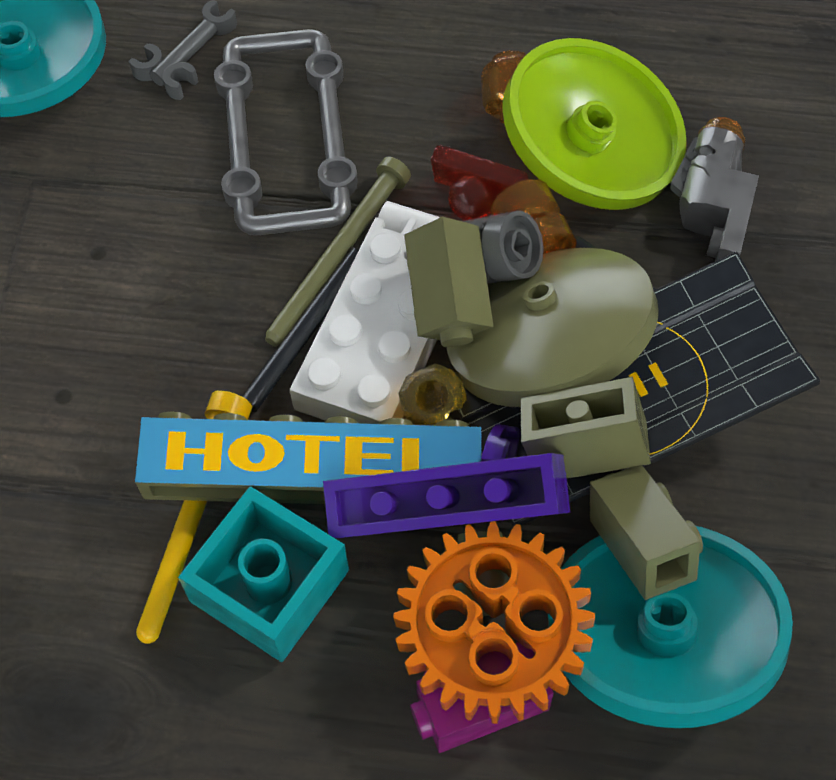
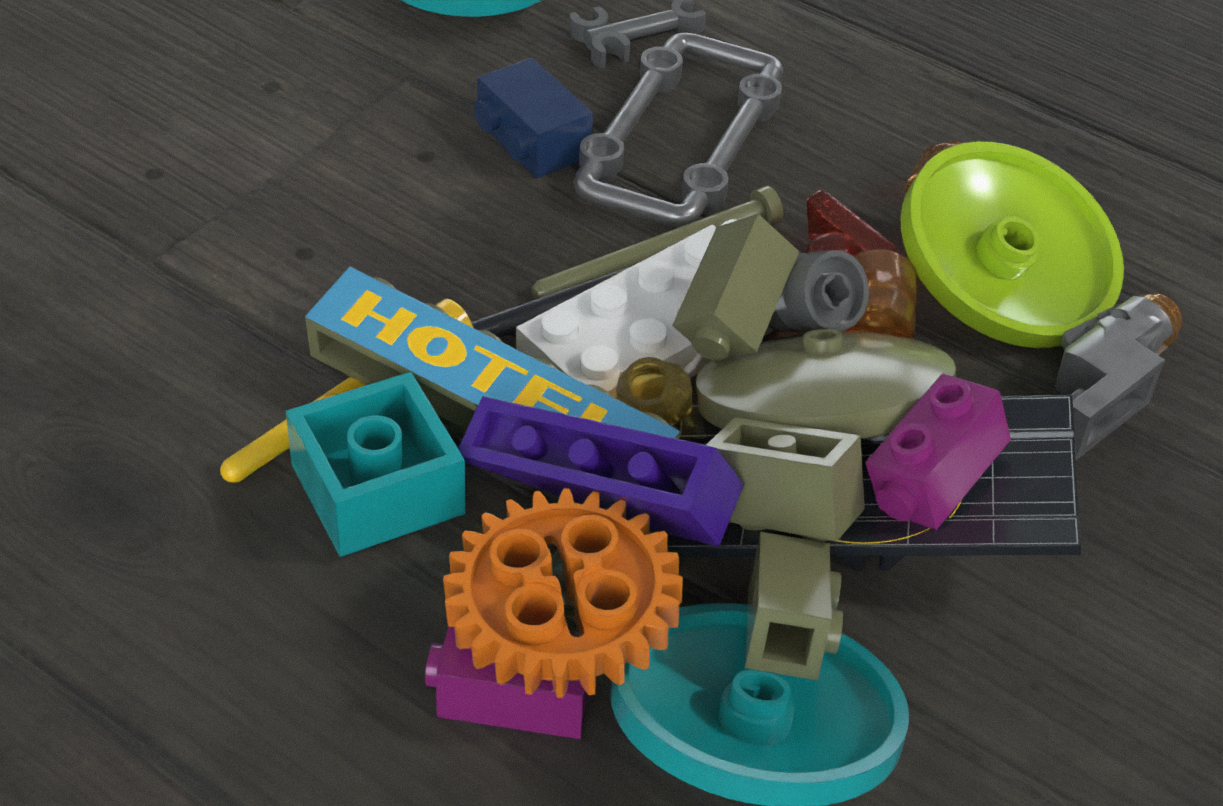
camera: 25 degrees right, 15 degrees down
(167, 178) = (532, 116): none -> dark blue brick
(679, 352) = (938, 451): none -> magenta brick

